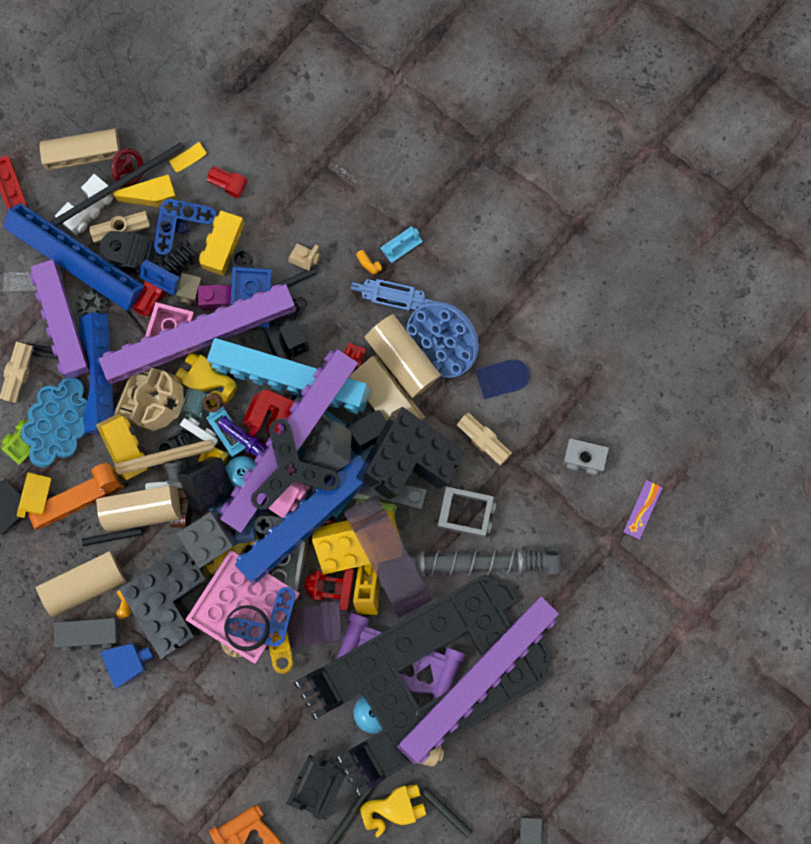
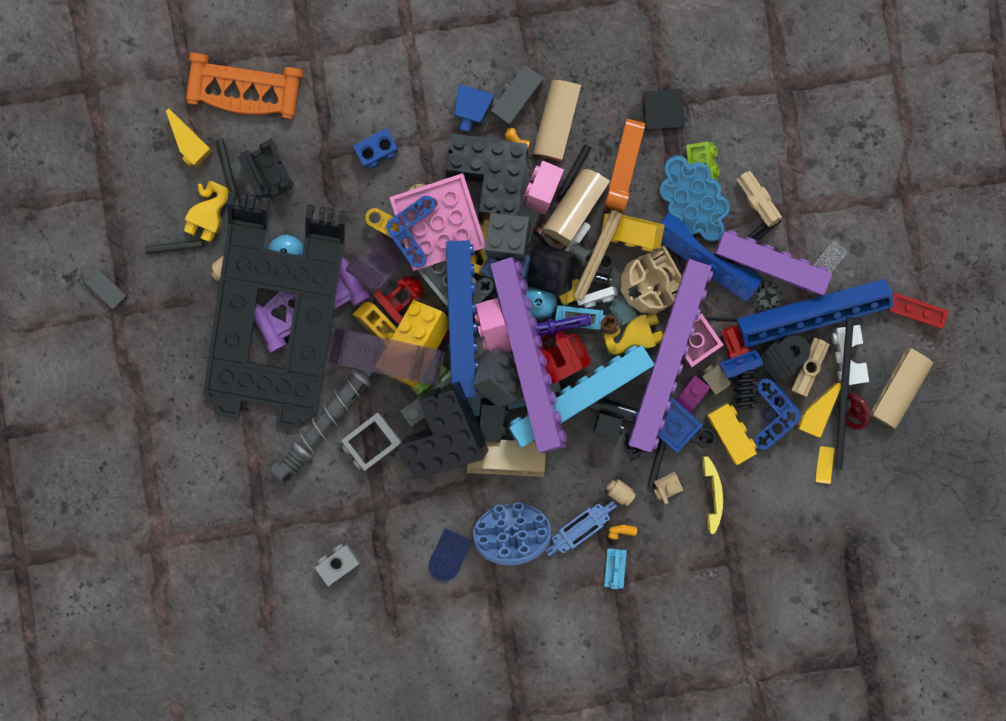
camera: 120 degrees right, 10 degrees up
(33, 494) = (652, 137): yellow panel -> none
(144, 545) = (541, 192): none -> bright pink brick
(223, 716) = (373, 143): none -> blue brick
(231, 183) = (774, 480): red piece -> none
(262, 640) = (433, 222): black tyre -> none
(279, 480) = (501, 323): black piece -> none
(298, 202) = (713, 519): none -> light yellow slope
(339, 288) = (620, 492): none -> tan brick
(356, 353) = (560, 460): red tile -> none
(402, 356) = (526, 494): tan brick -> none
(477, 680) = (242, 346): medium lavender brick -> none
(484, 439) = (413, 501): tan piece -> none
(642, 509) = (264, 572): medium lavender sticker -> none

